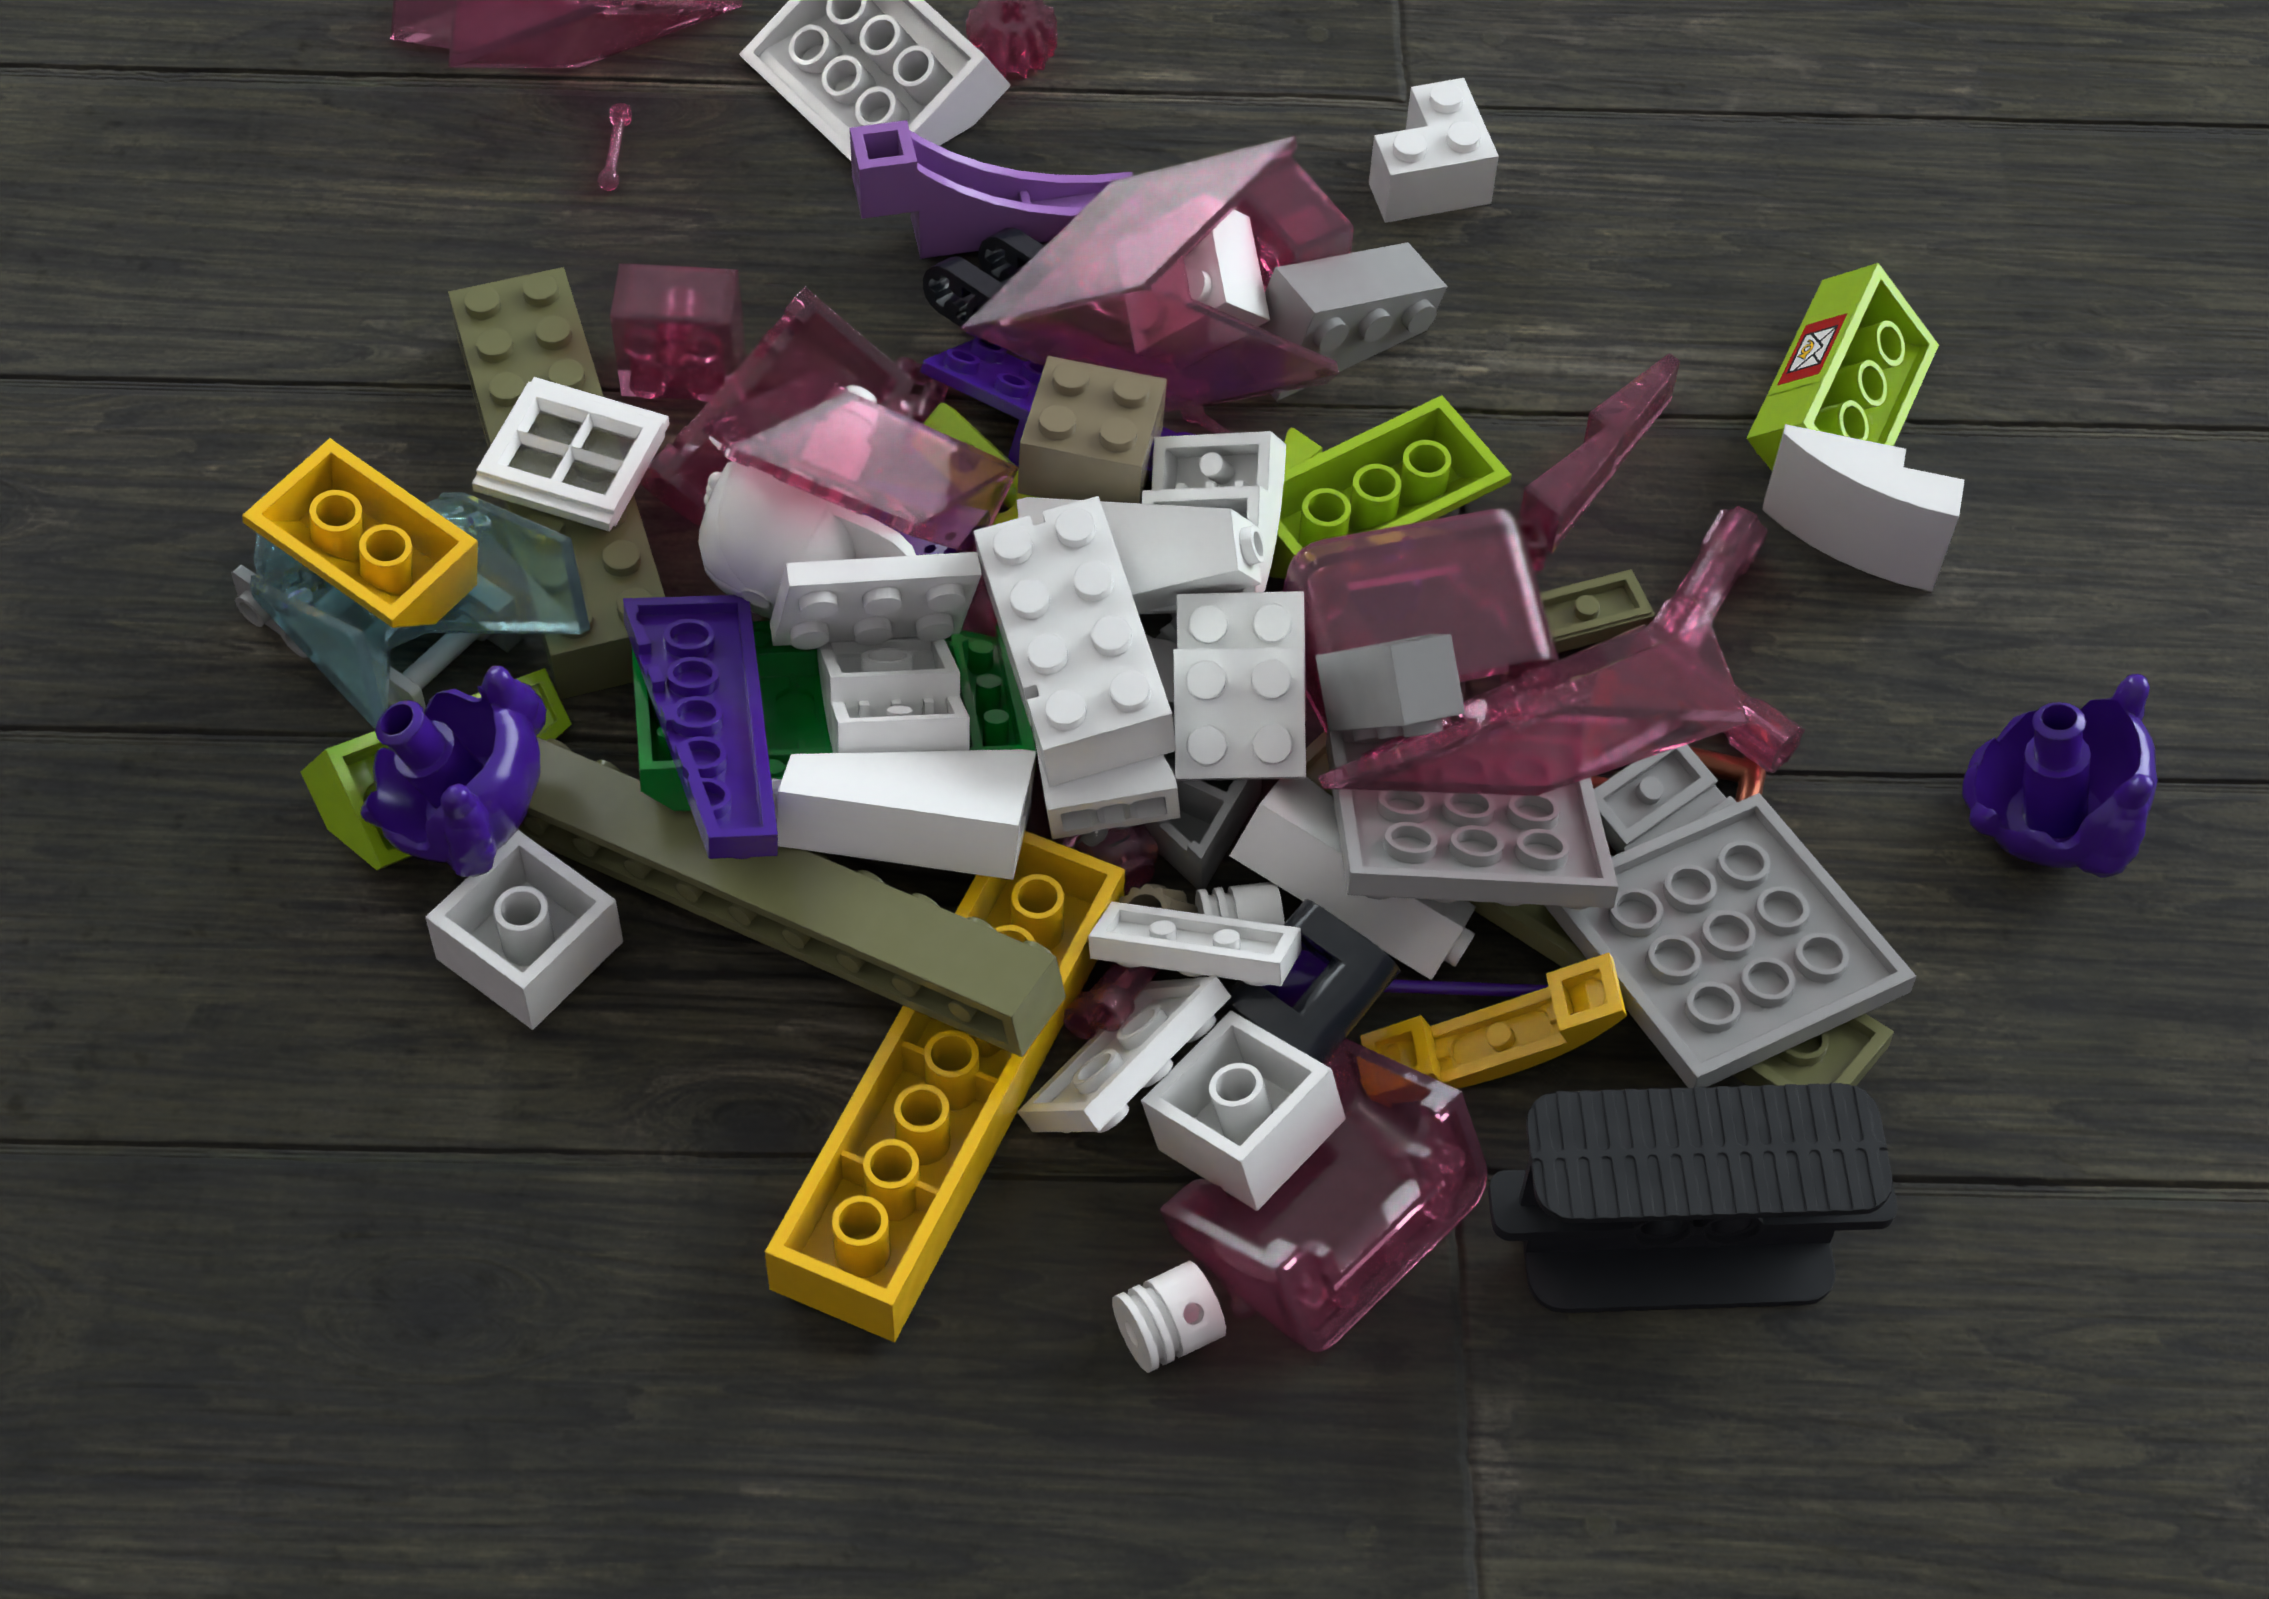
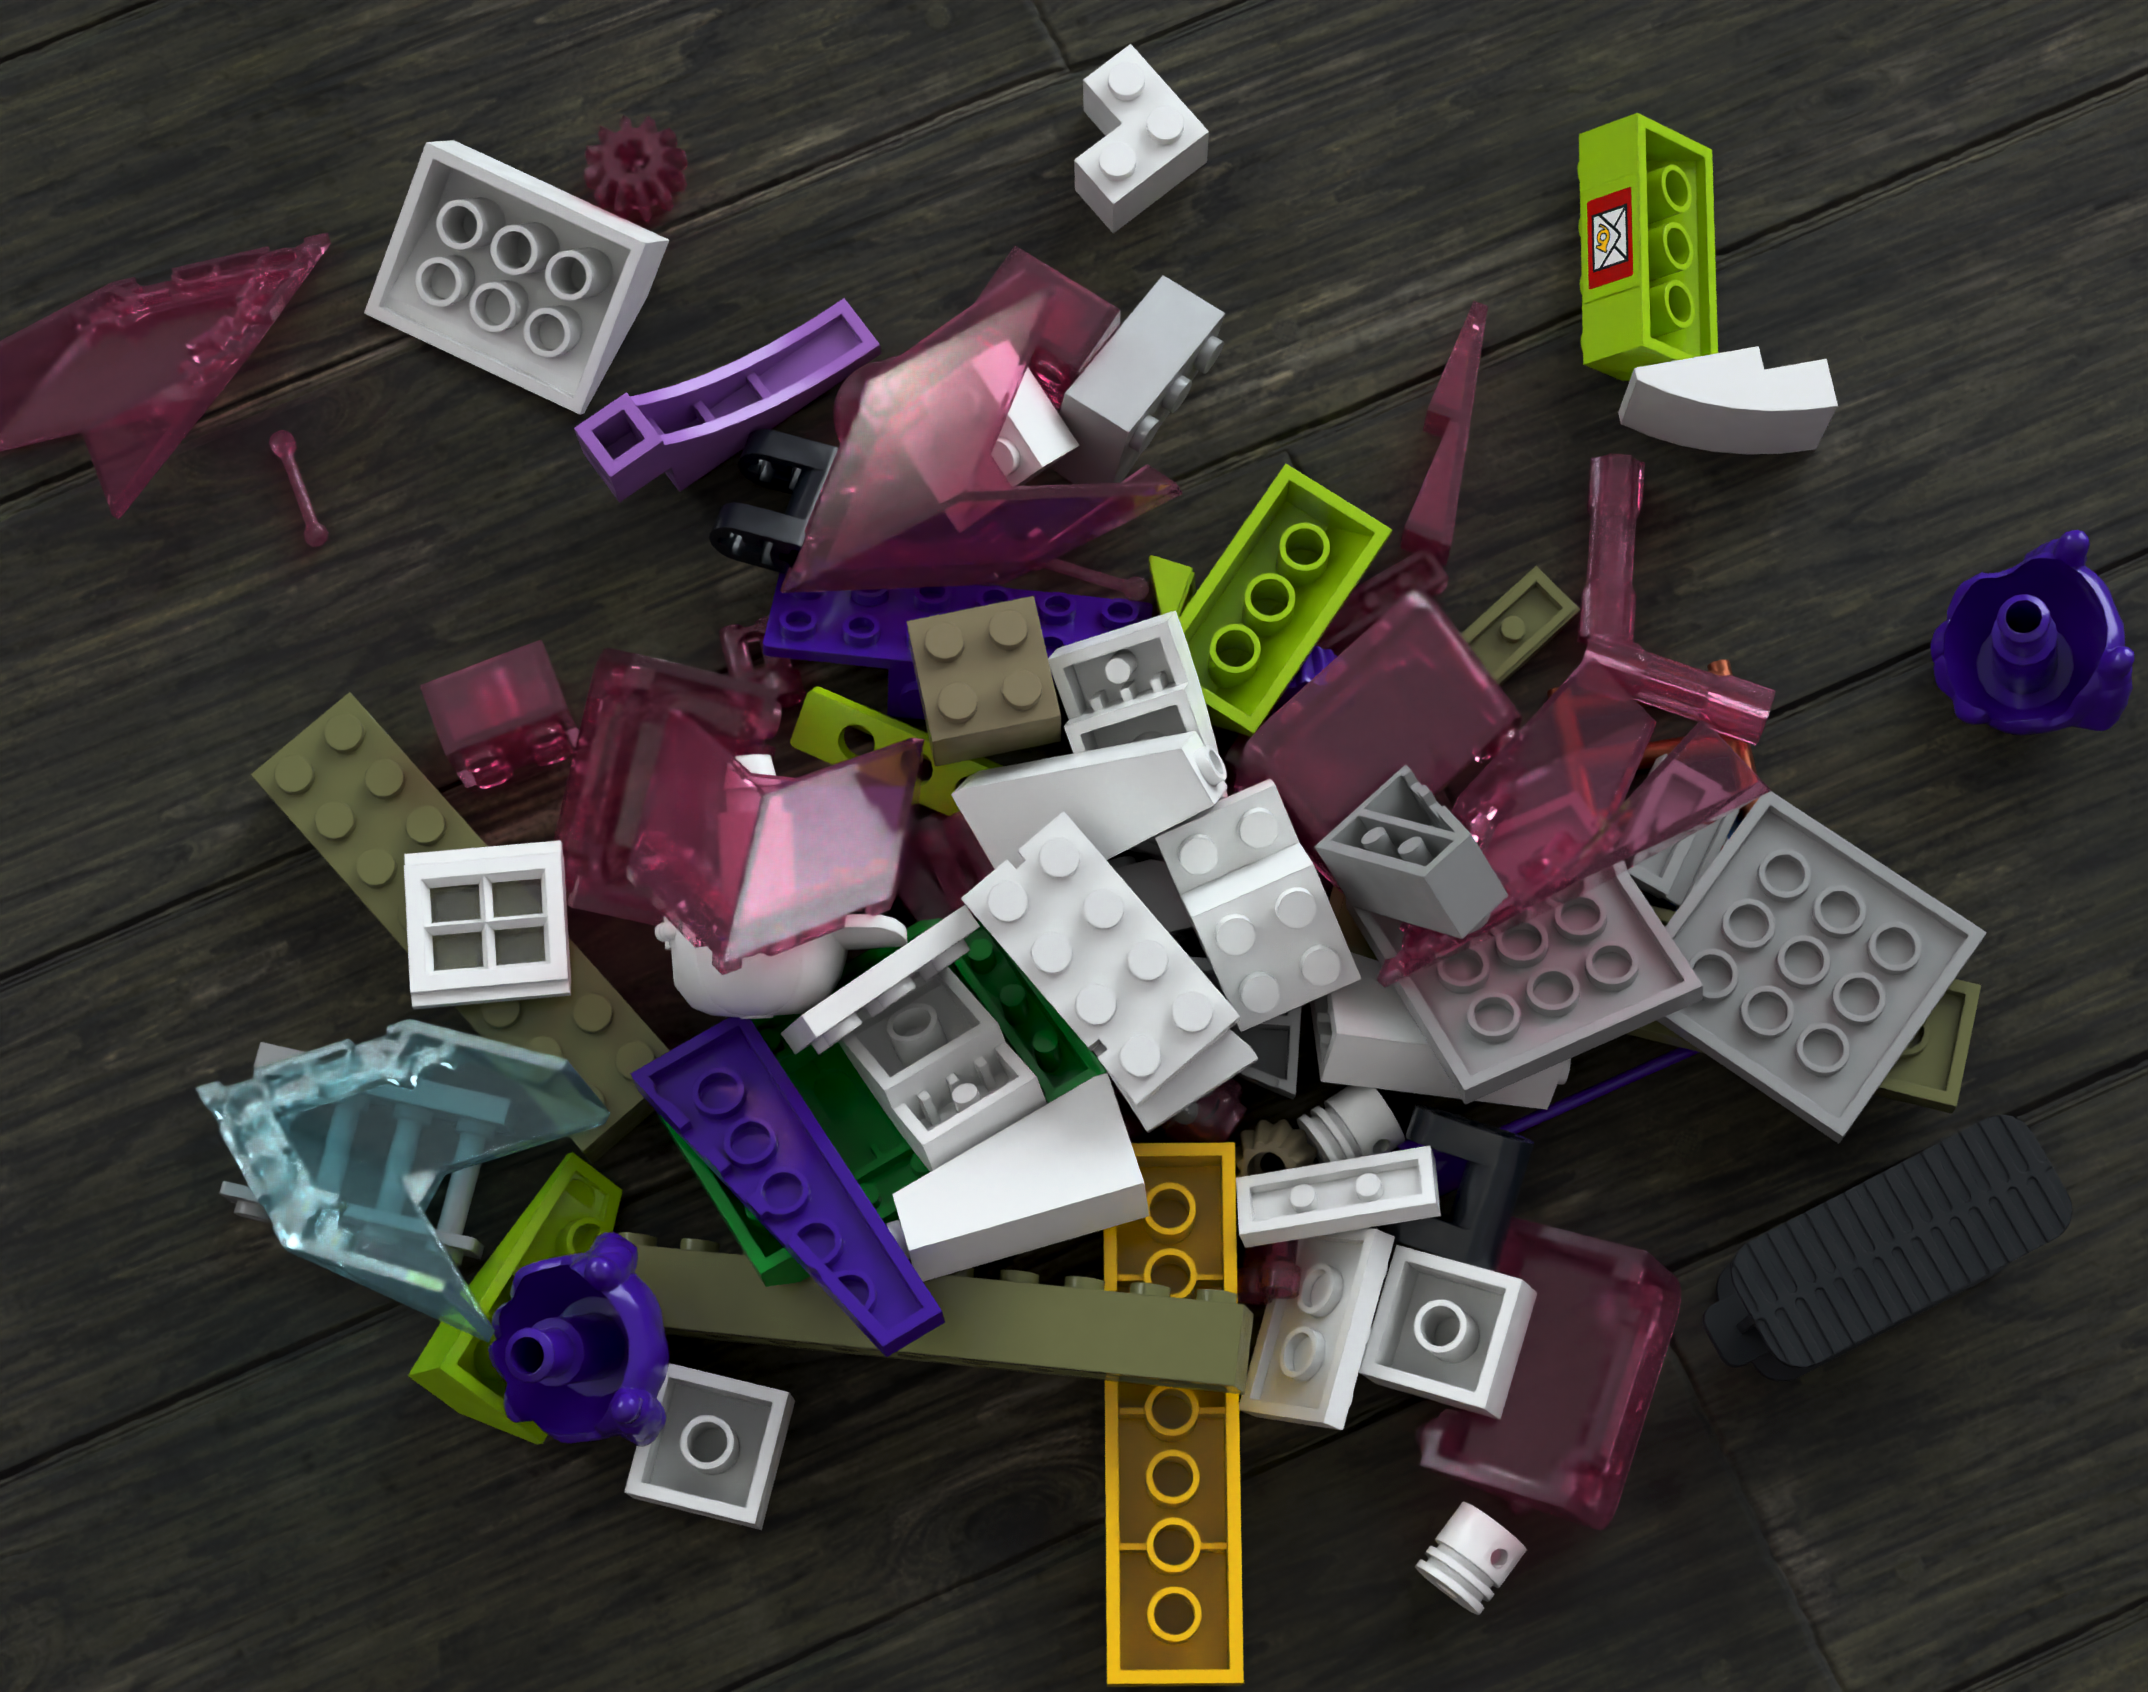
camera: 20 degrees left, 20 degrees up
(368, 538) = (360, 1143): yellow slope -> none
(1511, 1034) = (1633, 1141): yellow slope -> none

